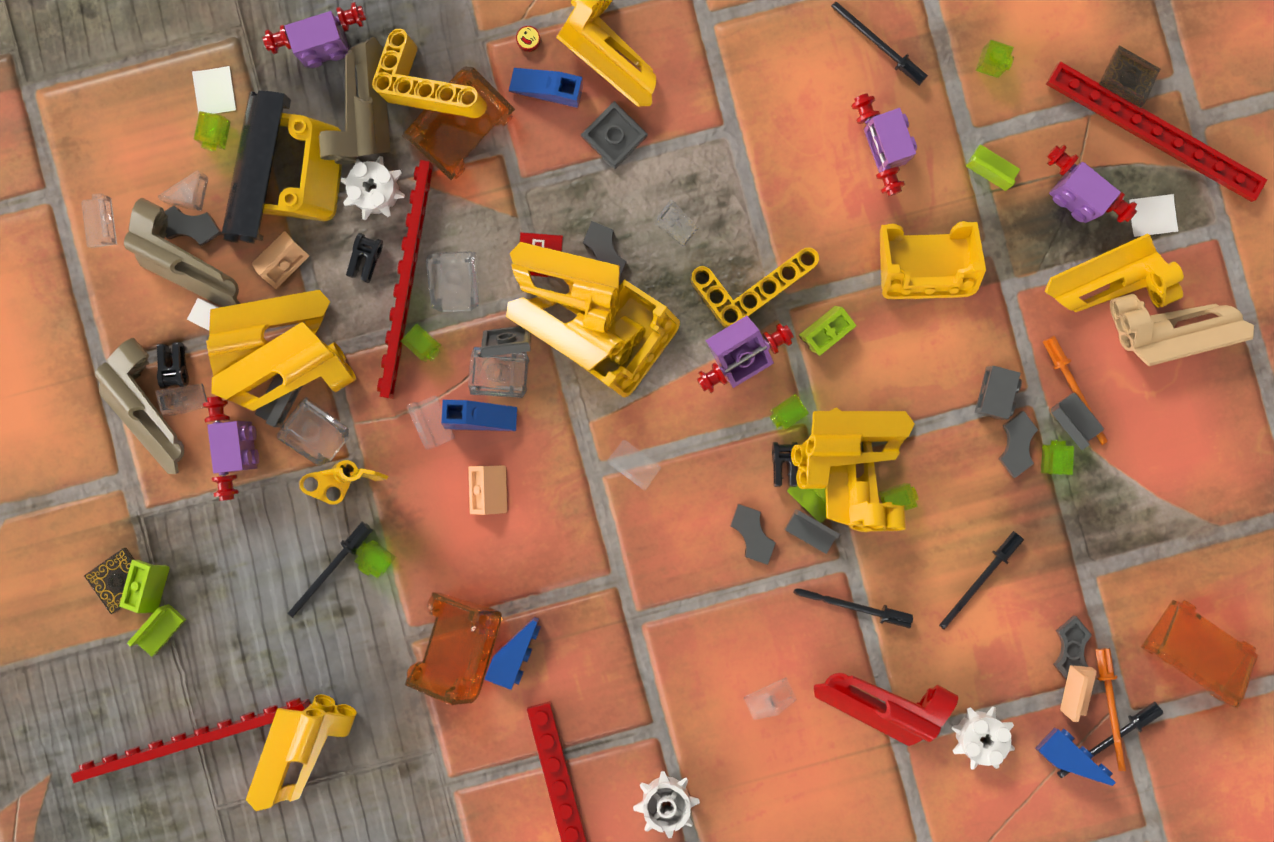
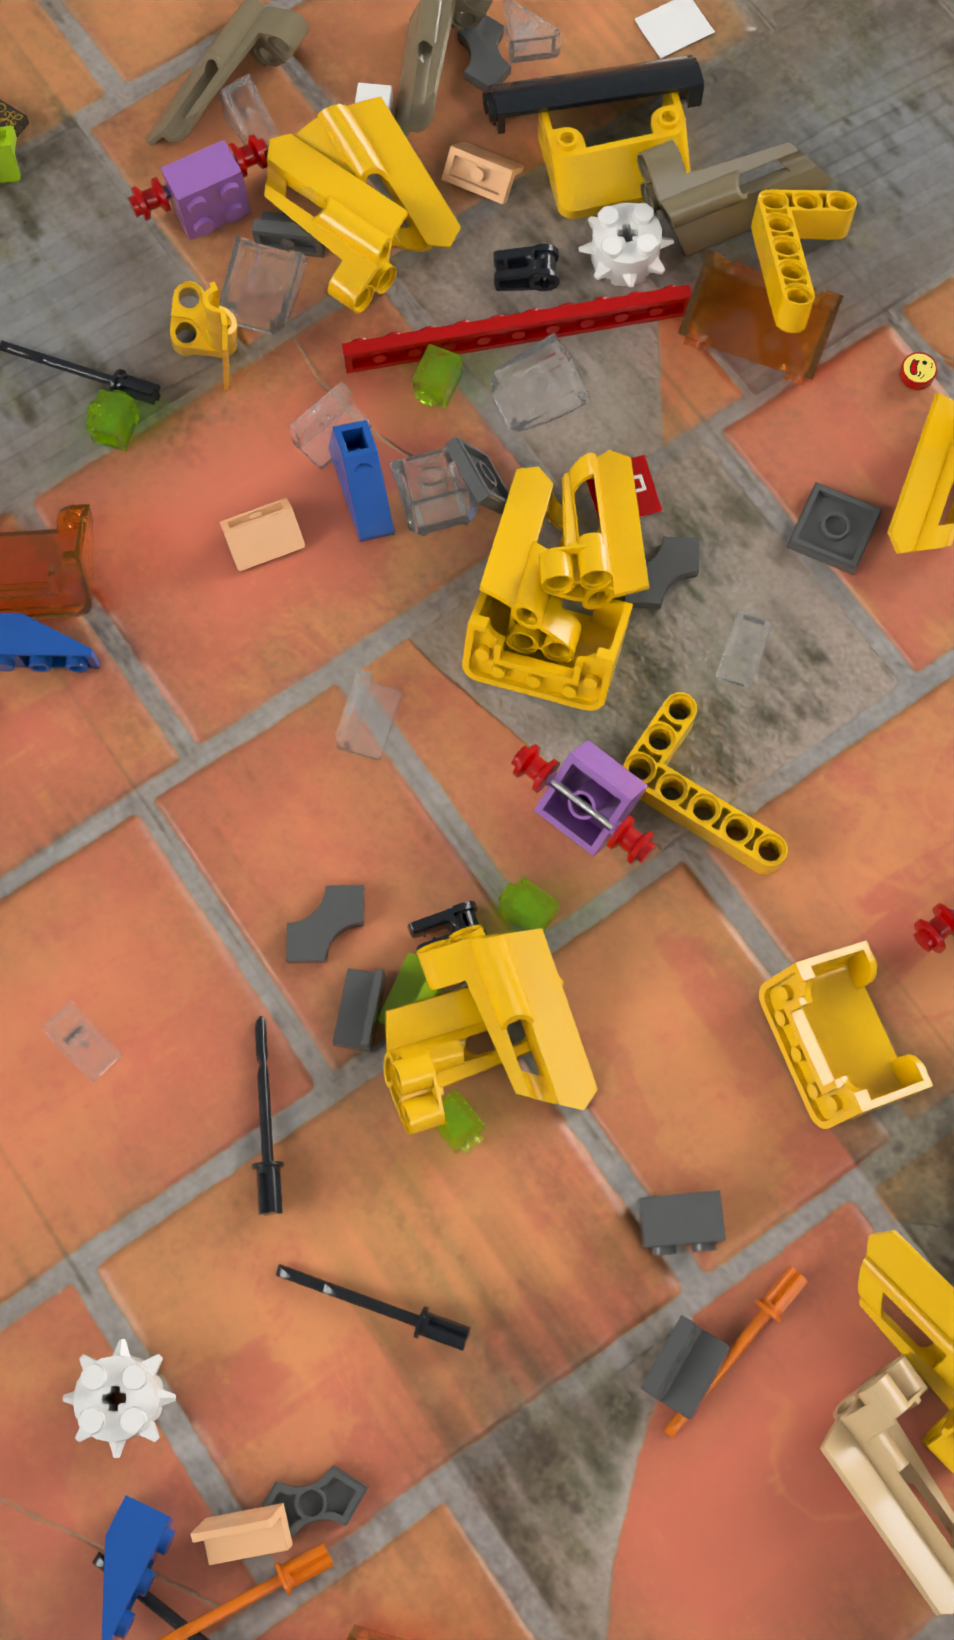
camera: 75 degrees right, 15 degrees down
(175, 374) = (292, 91): black piece -> none
(212, 131) = (619, 33): clear neon green brick -> none
(317, 37) = (800, 107): medium lavender brick -> none
(547, 85) = (864, 416): blue slope -> none
(827, 330) = (674, 921): lime hinge -> none
(898, 717) = (115, 1220): red panel -> none
(1019, 434) = (632, 1284): dark grey tile -> none
(1057, 458) = (613, 1357): clear neon green brick -> none

